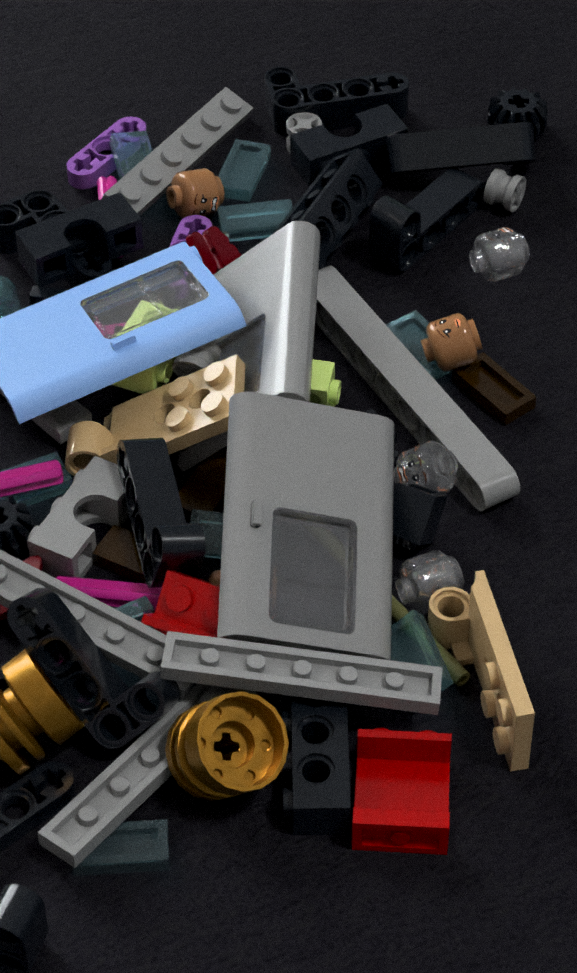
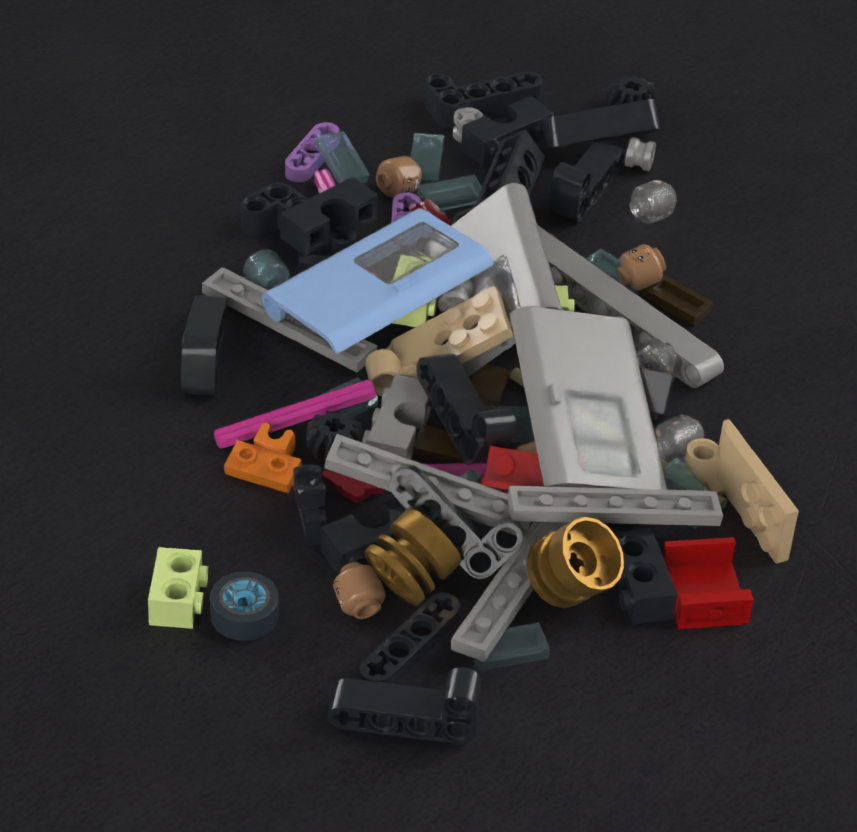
camera: 15 degrees left, 5 degrees down
(182, 150) = (378, 141): light grey plate -> none

